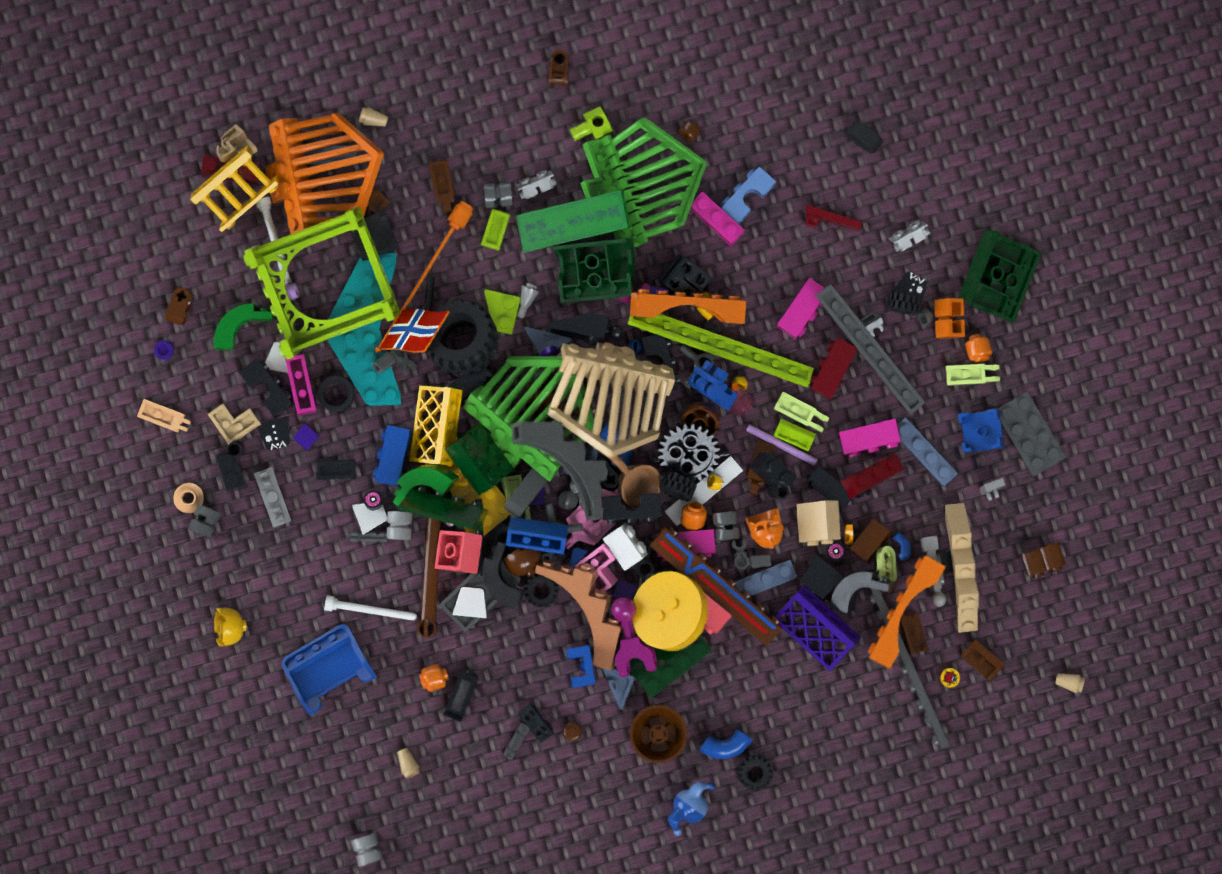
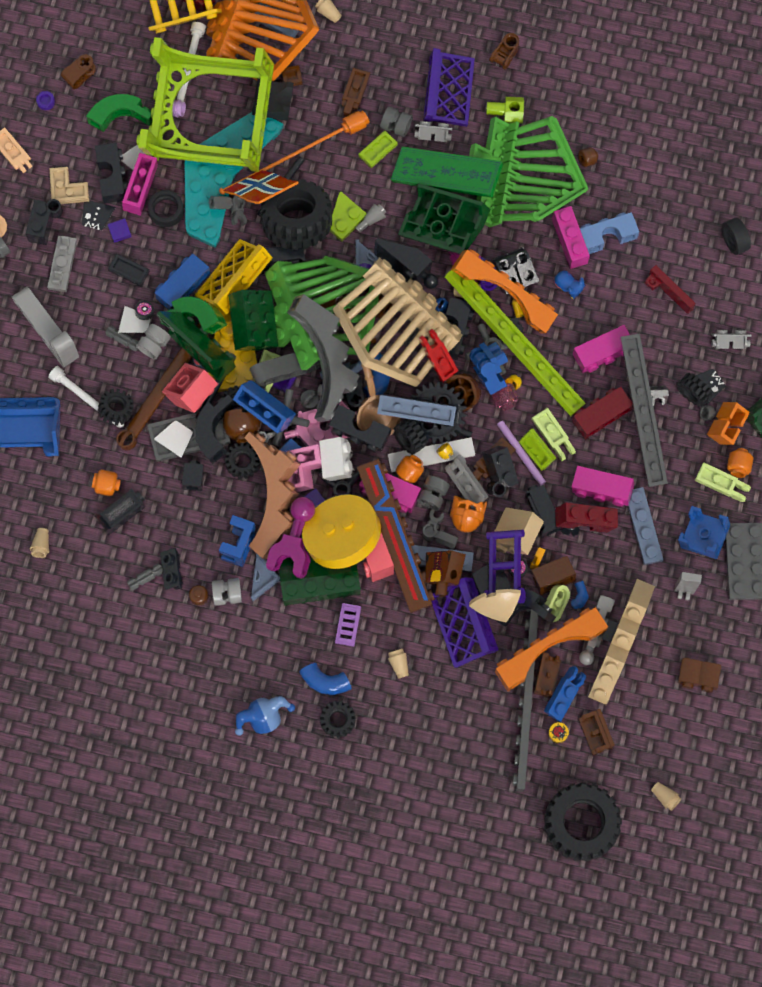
camera: 25 degrees right, 10 degrees down
(294, 565) = (57, 341): none -> light grey beam
(401, 593) = (115, 416): none -> black tyre
(506, 628) = (193, 476): none -> black brick
(510, 136) = (433, 90): none -> dark purple fence
(596, 715) = (233, 588): none -> light grey wheel
(666, 404) = (439, 356): none -> red hinge
(672, 463) = (416, 410): none -> sand blue plate
(674, 731) = (265, 625): reddish brown piece -> none
(710, 687) = (352, 608): none -> medium lavender slope
(736, 264) = (567, 283): none -> blue animal
(749, 500) = (466, 481): none -> light grey plate
(776, 594) = (444, 569): none -> reddish brown torso
(780, 694) = (399, 663): none -> tan cone
(828, 593) = (516, 564): none -> dark purple piece
(841, 602) = (496, 605): none -> tan brick
(937, 641) = (565, 693): none -> blue hinge
(1039, 745) = (600, 801): none -> black tyre

